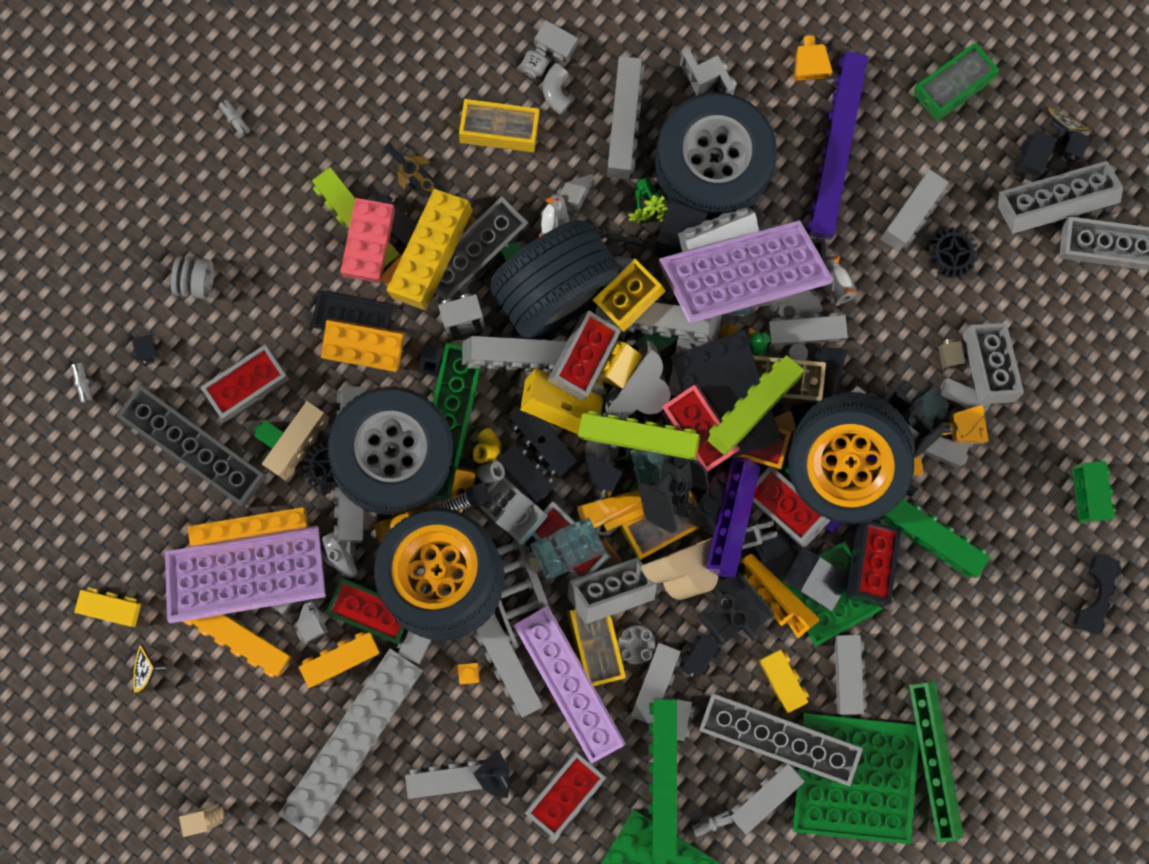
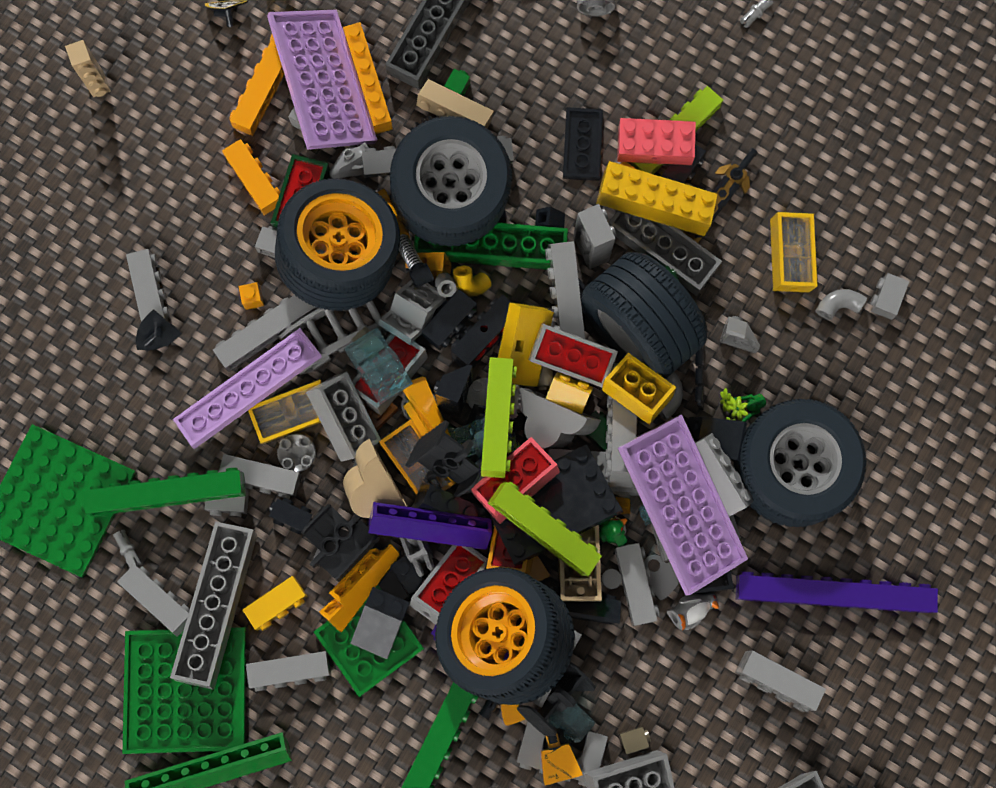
camera: 85 degrees right, 5 degrees down
(244, 383) = (503, 54): red brick -> none
(310, 623) = (284, 145): light grey slope -> none
(350, 742) = (175, 197): light grey brick -> none
(362, 345) = (555, 154): light orange brick -> none
(534, 63) = (863, 278): light grey head -> none
(554, 214) = (716, 315): animal -> none
(565, 795) = (142, 400): red brick -> none
(624, 121) = (823, 371): light grey brick -> none
(707, 74) = (884, 449): light grey bracket -> none
(811, 61) = (919, 555): light orange torso -> none
(873, 564) = (402, 680): brick -> none
(952, 260) = (740, 719): black gear -> none
(956, 81) = (927, 711): brick -> none

